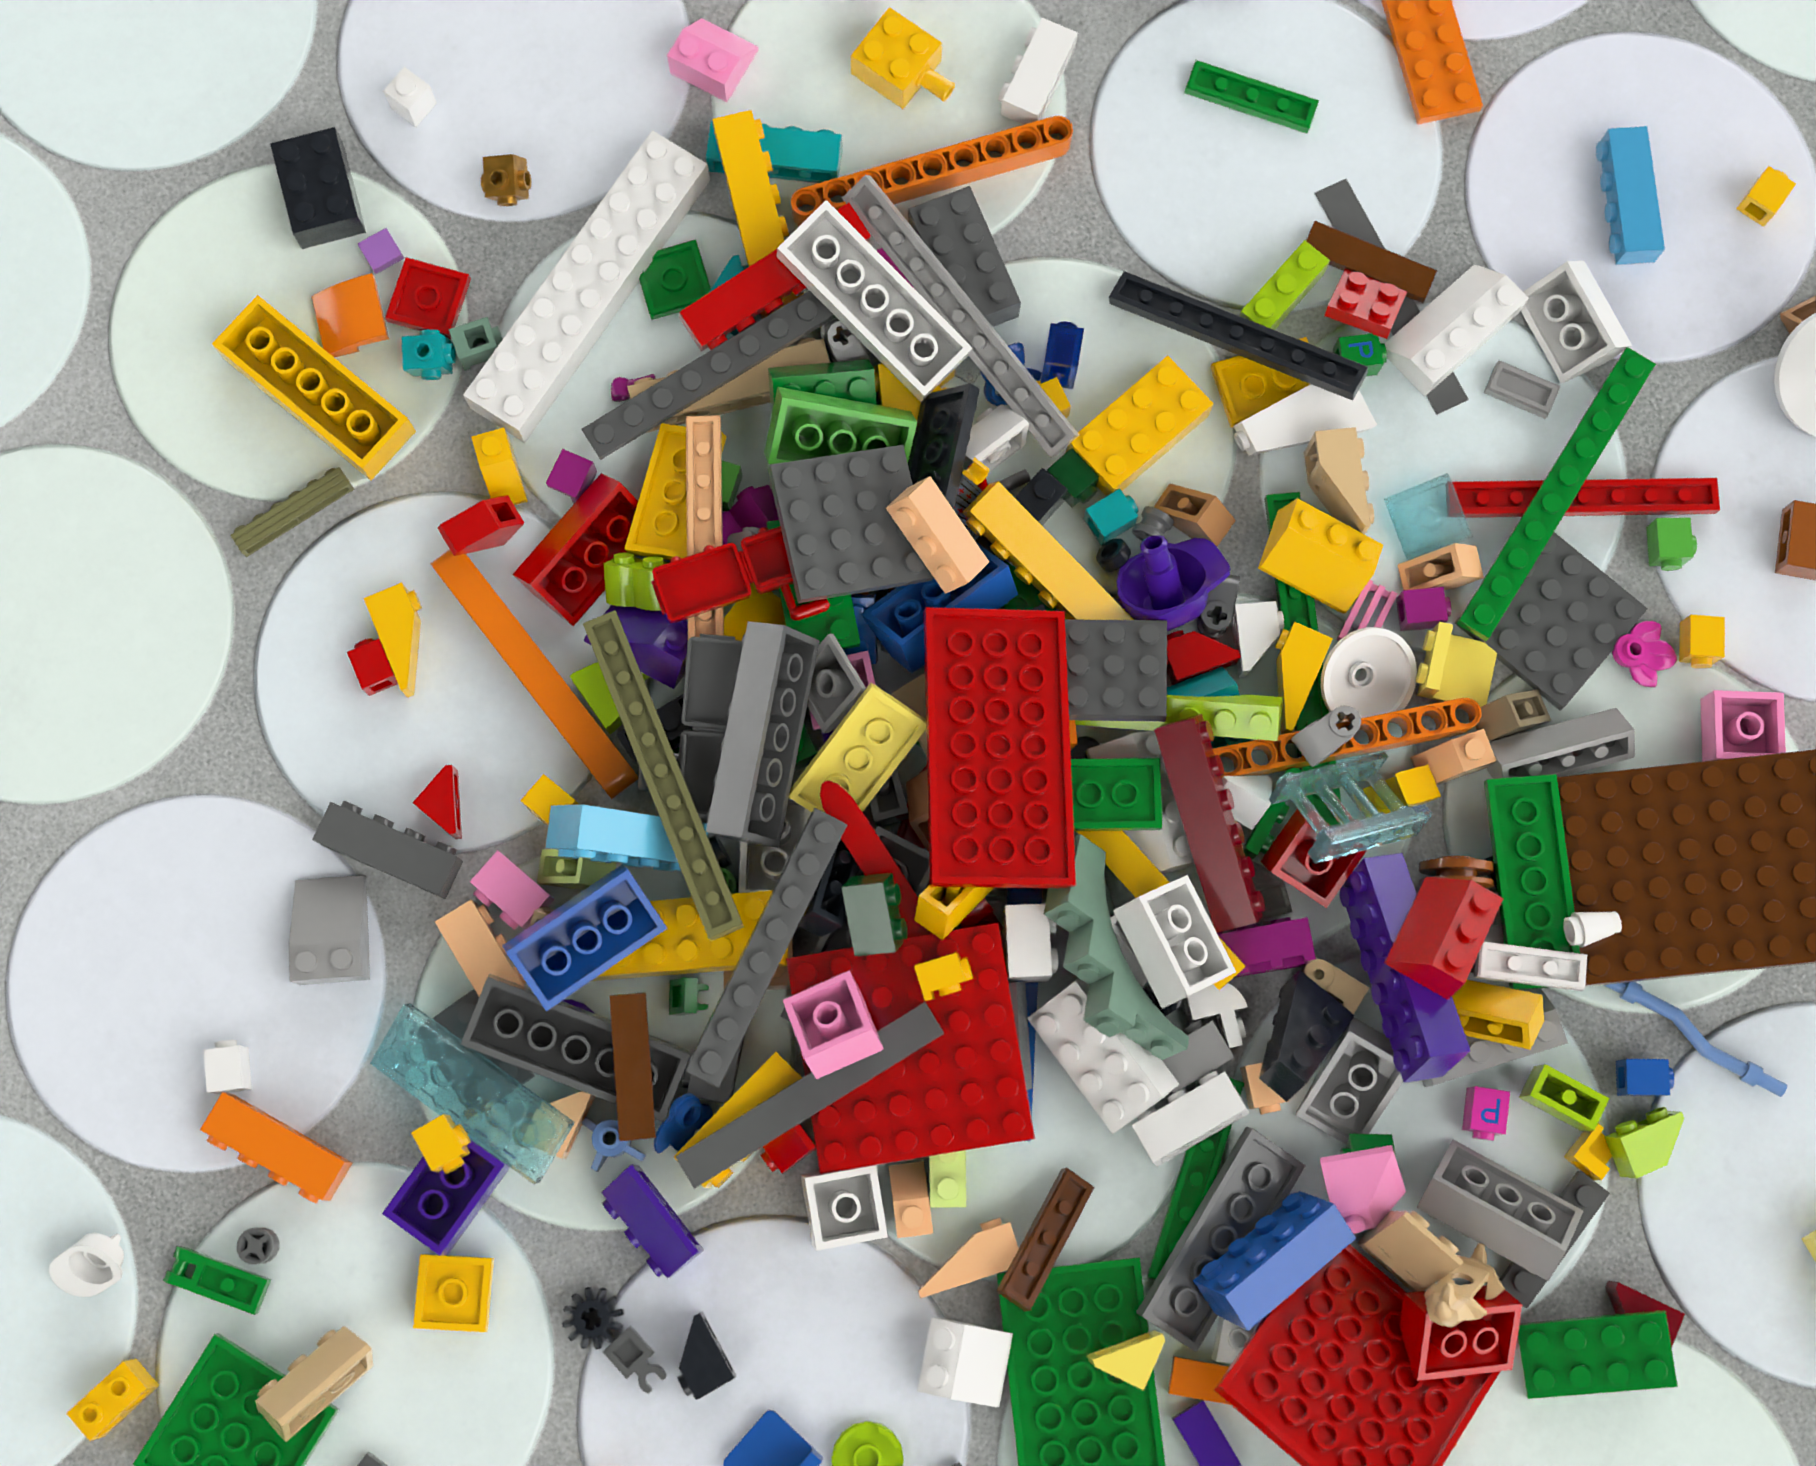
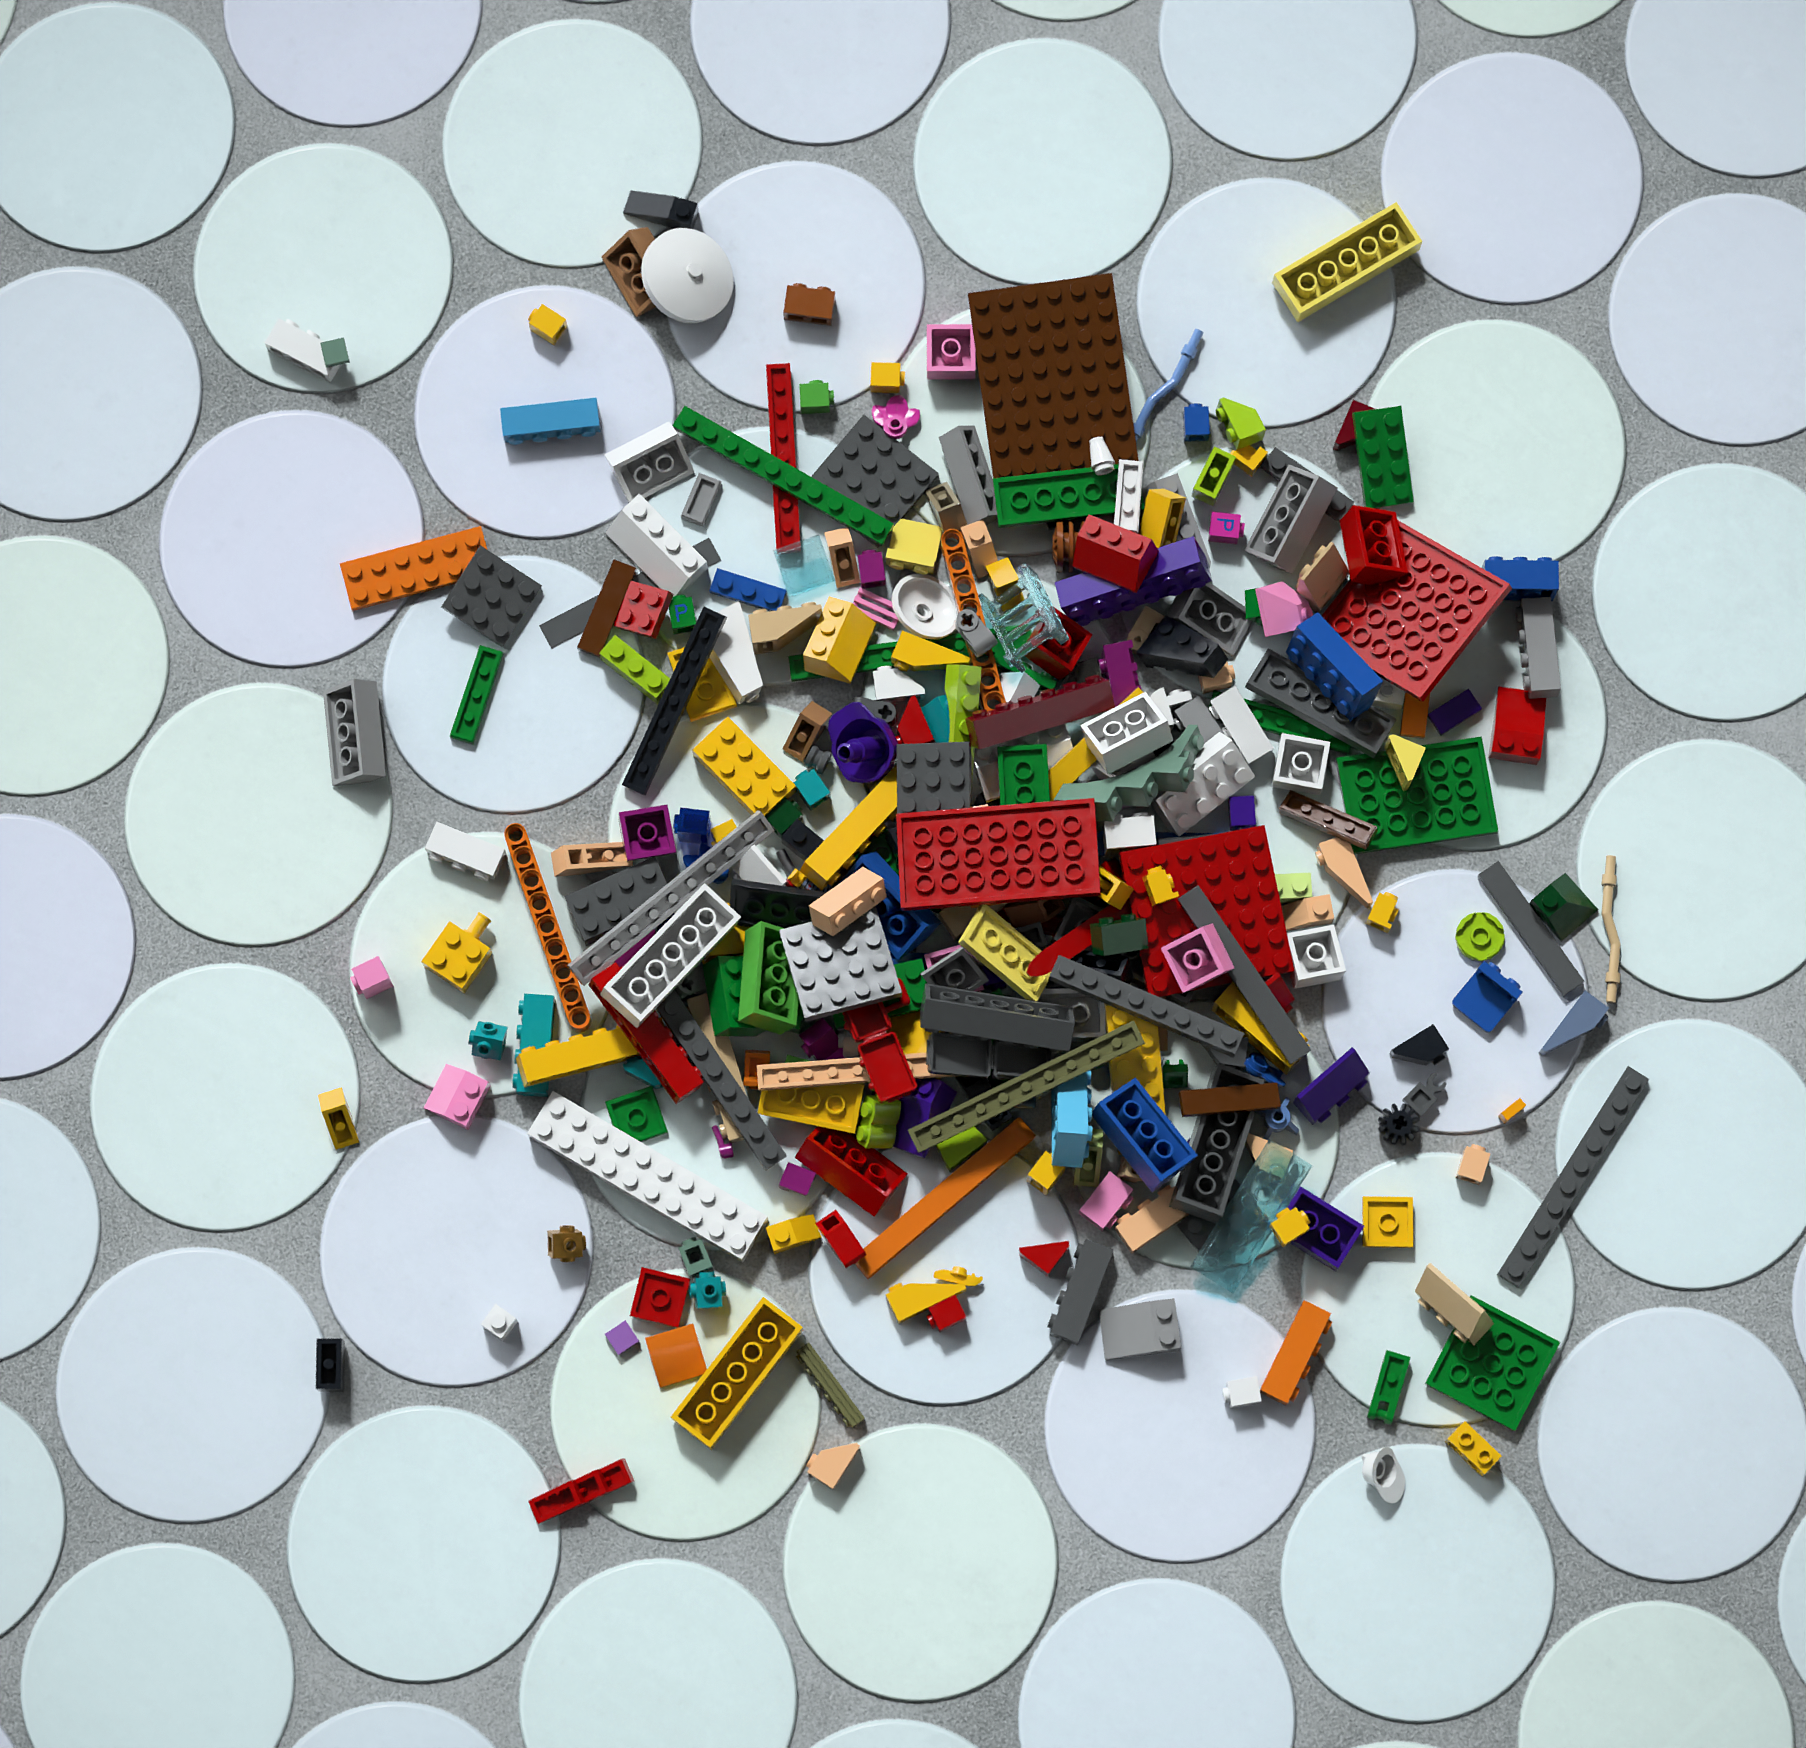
camera: 90 degrees left, 0 degrees up
(184, 193) = (581, 1491): none -> red slope
(184, 506) = (831, 1464): none -> light nougat slope
(251, 1249) = (1367, 1357): dark grey wheel -> none
(318, 188) = (576, 1386): black brick -> none
(424, 685) = (958, 1275): none -> yellow piece
(527, 1426) = (1473, 1164): none -> light nougat brick
(736, 428) = (752, 1059): none -> orange bracket
(782, 93) = (488, 1040): none -> teal brick
(908, 1314) = (1383, 911): none -> yellow brick
(965, 1362) = (1413, 870): white slope -> none
(1024, 230) = (588, 858): none -> light nougat slope
(1053, 292) = (646, 832): none -> magenta slope
(1059, 1113) = (1241, 812): none -> dark purple brick
(1113, 554) = (840, 787): black tile -> none
(1130, 1202) = (1300, 764): none -> white brick
(1385, 113) = (491, 596): none -> dark grey plate
(1393, 445) = (747, 590): none -> blue plate
(1453, 1303) = (1357, 548): tan piece -> none

